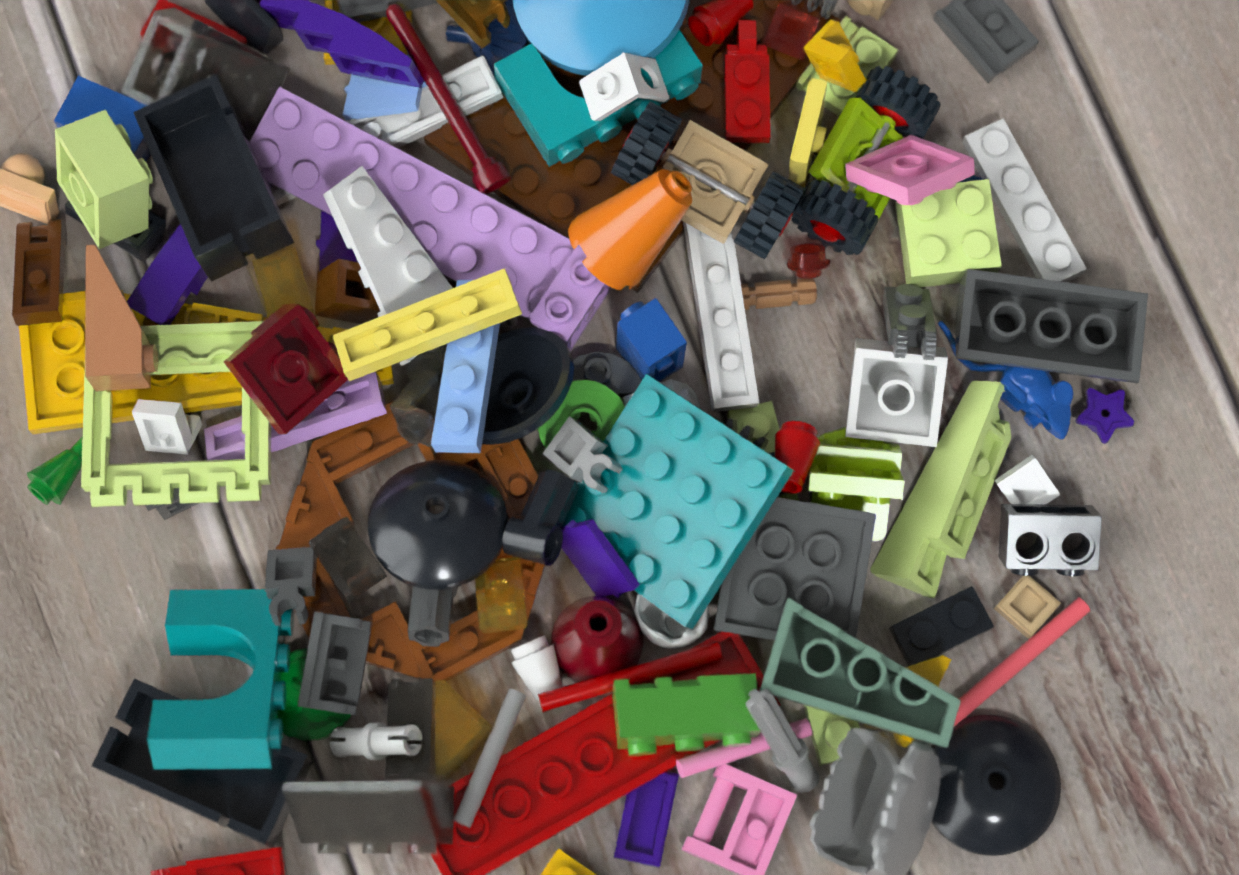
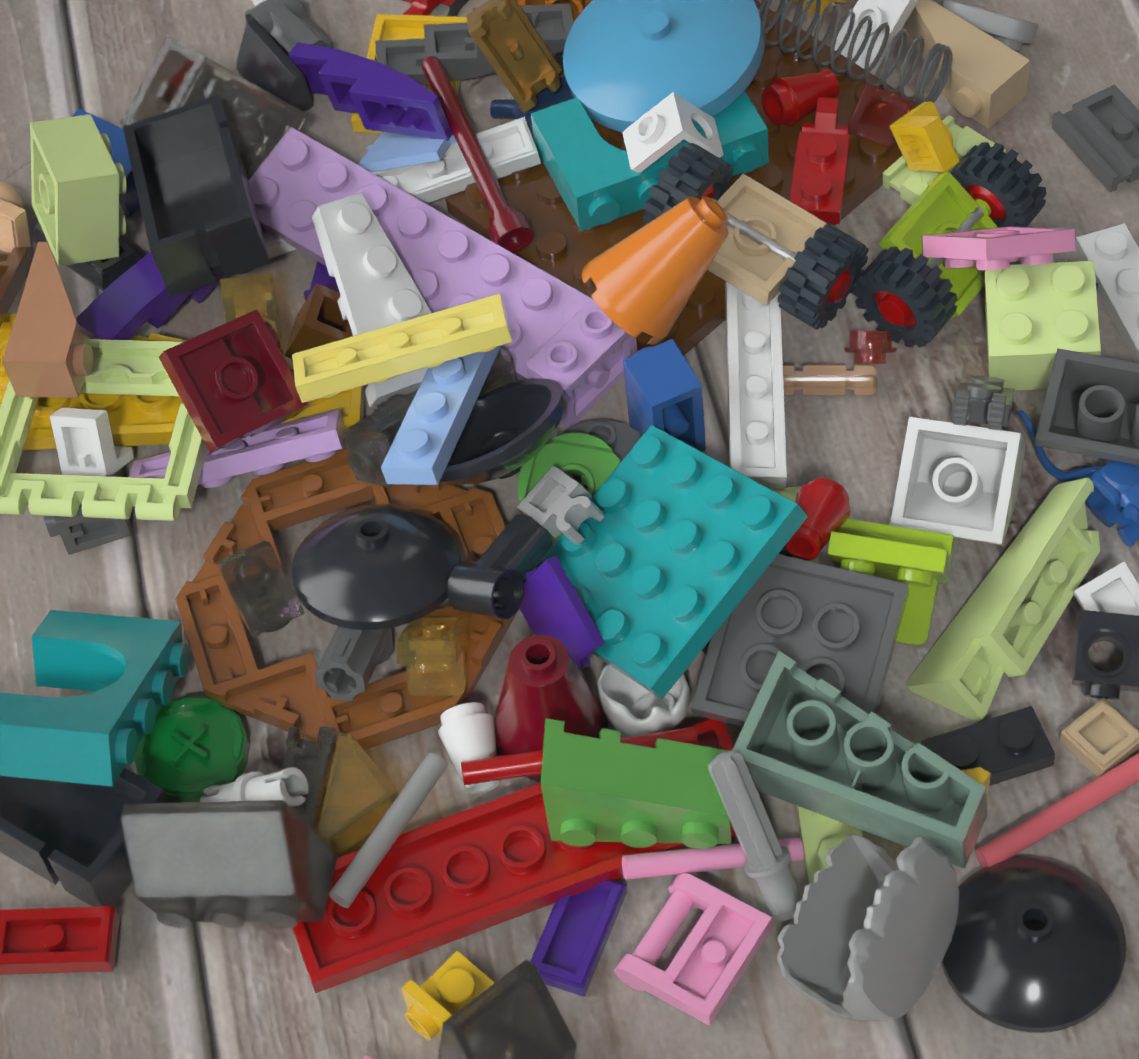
camera: 20 degrees right, 20 degrees down
(288, 580) = (188, 606): dark grey plate -> none
(335, 663) = (222, 703): dark grey hinge -> none
(809, 134) = (884, 199): light yellow plate -> none

